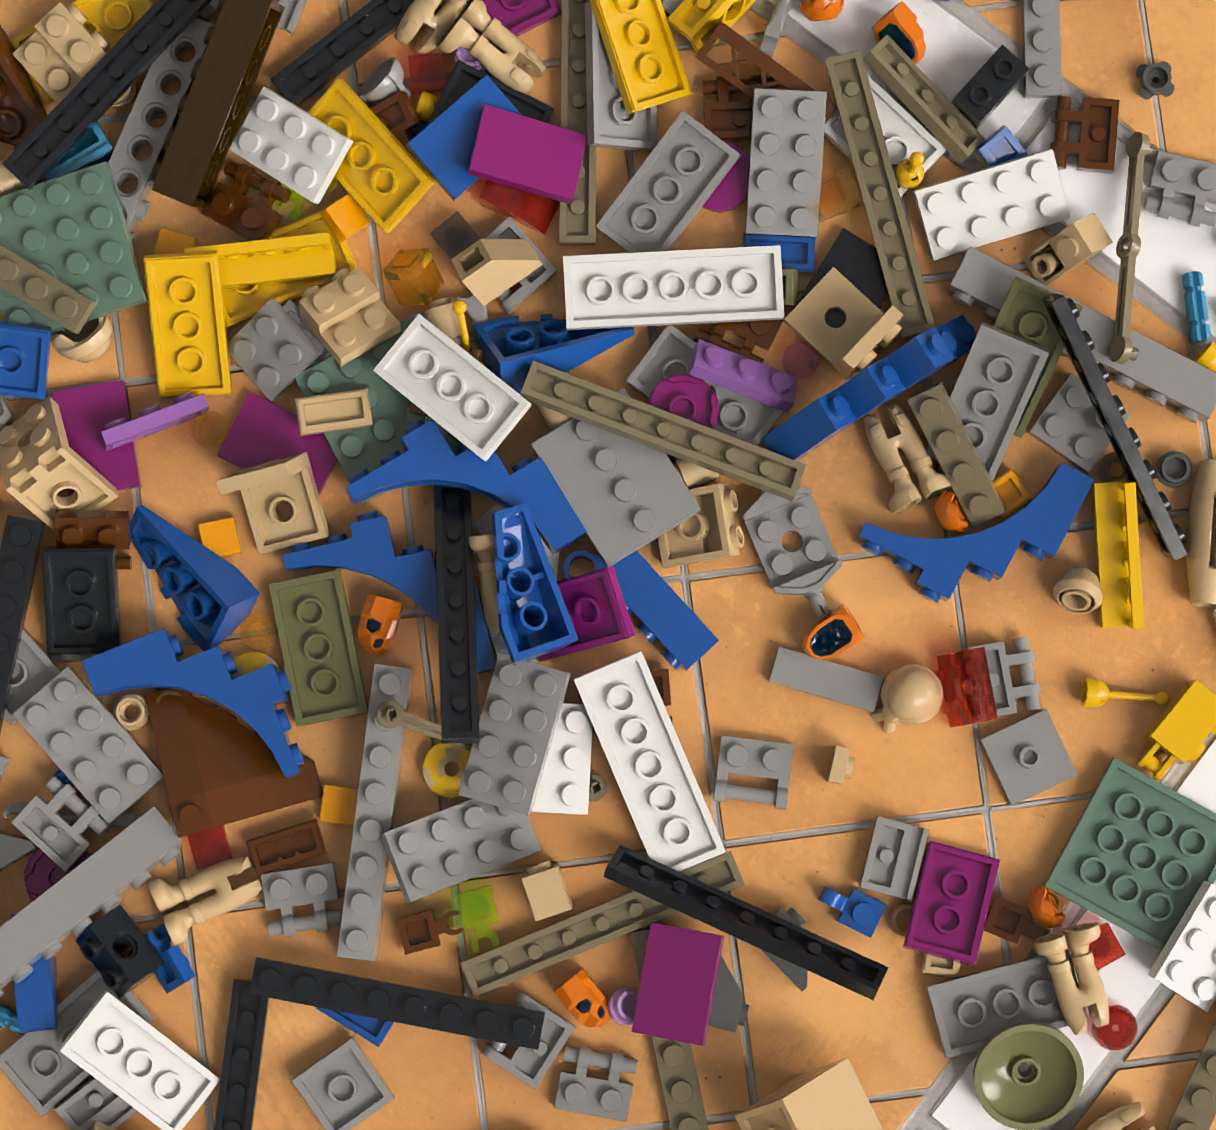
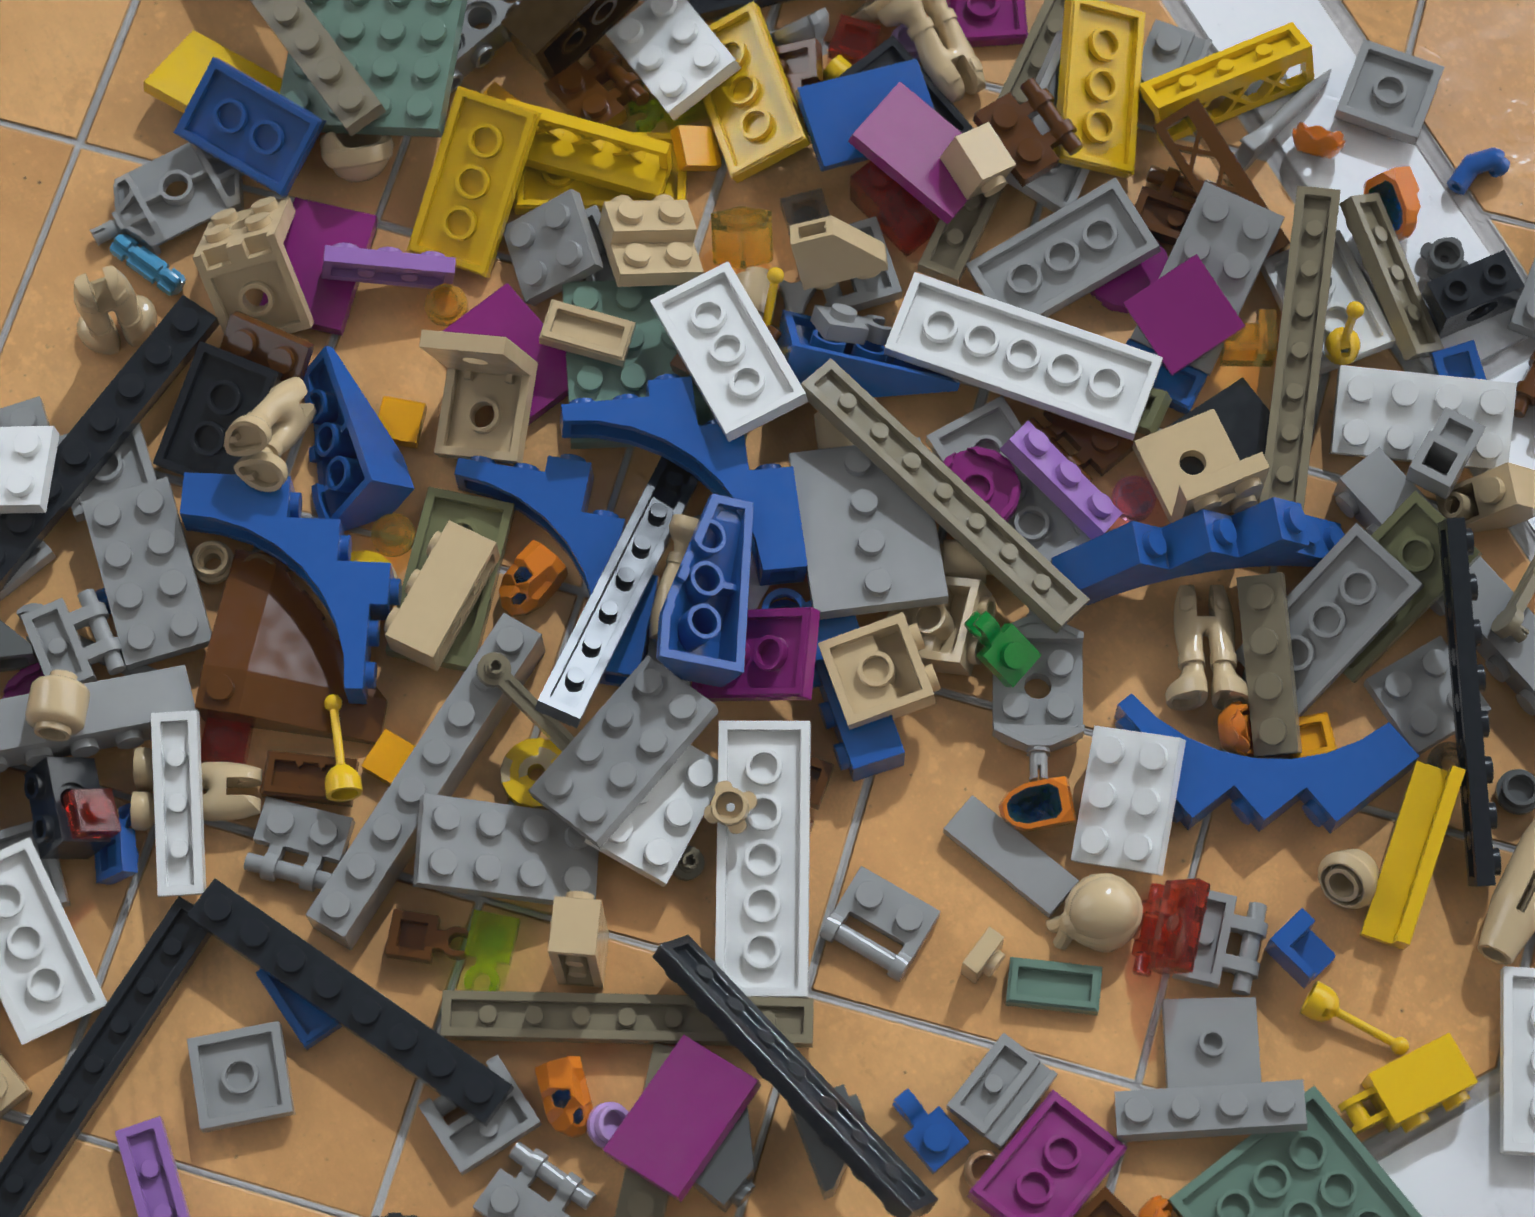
camera: 25 degrees right, 15 degrees down
(81, 889) = (57, 705): none -> tan head
(131, 601) = (268, 433): none -> tan piece
(143, 951) = (92, 813): none -> clear red plate
(202, 914) = (178, 803): none -> white plate
(313, 842) = (341, 781): none -> yellow hinge
(320, 669) = (441, 595): none -> tan brick
(528, 319) = (844, 325): none -> light grey plate
(575, 147) = (978, 161): none -> tan brick
(595, 113) = (1022, 139): none -> reddish brown plate
(619, 749) = (726, 794): none -> tan plate
(674, 589) = (879, 671): none -> tan plate
(759, 529) = (1005, 649): none -> green plate
(781, 203) = (1184, 315): none -> magenta tile
(896, 604) = (1128, 800): none -> white plate
(897, 762) = (1053, 986): none -> sand green tile
(958, 53) = (1443, 247): none -> dark grey plate
(1022, 233) = (1445, 453): none -> light grey brick
(1048, 808) = (1210, 1111): none -> light grey plate
(1064, 658) = (1300, 949): none -> blue panel

